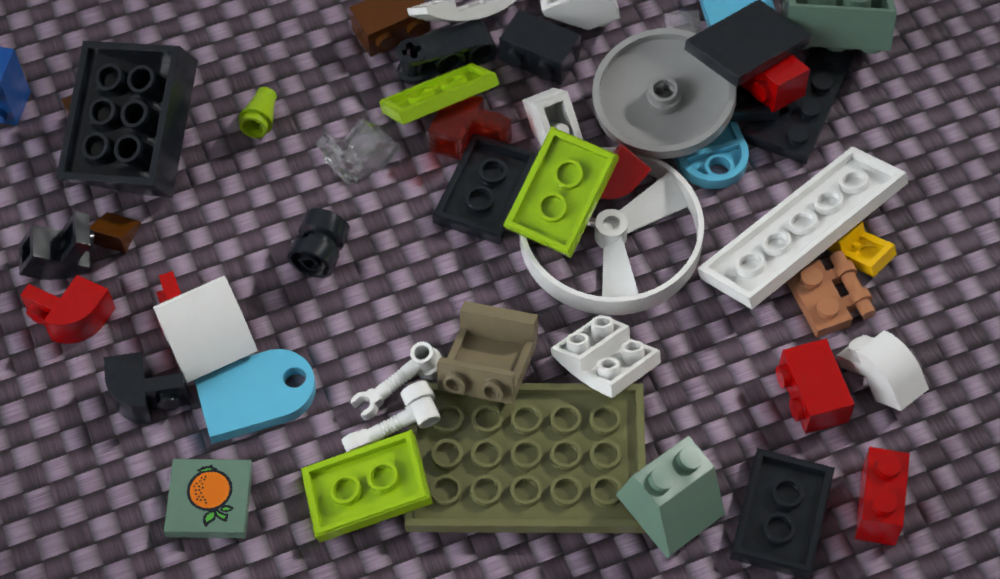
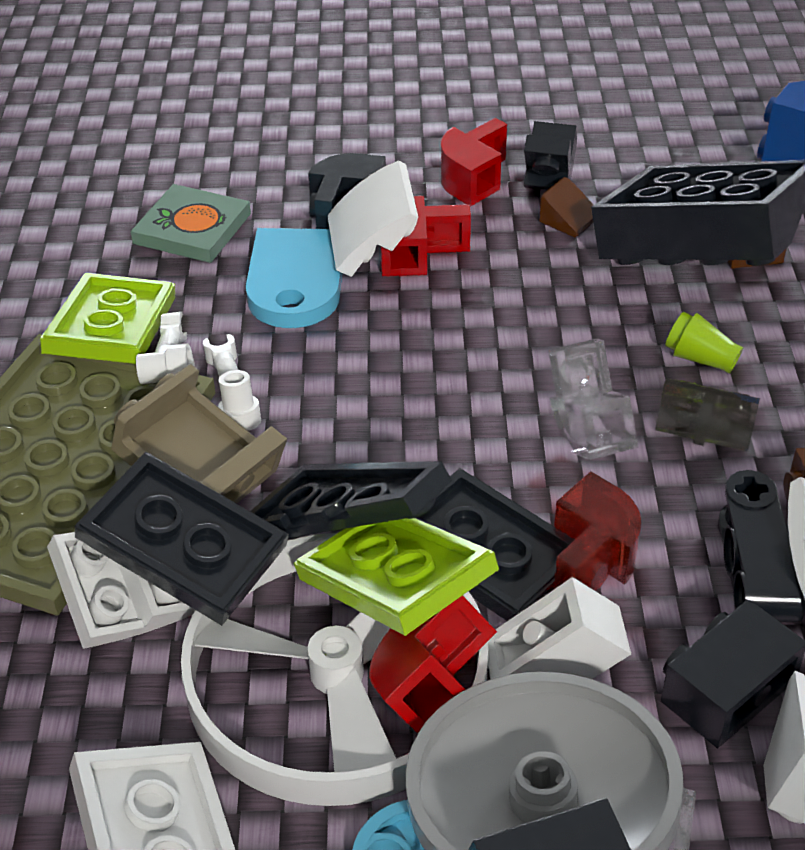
camera: 110 degrees right, 15 degrees down
(318, 243) = (462, 344): black wheel -> none
(338, 95) = (707, 414): none -> clear smoke hips
(438, 93) = (664, 511): lime tile -> none
(511, 250) = (352, 495): none -> black wing
(578, 316) = (182, 537): none -> black tile

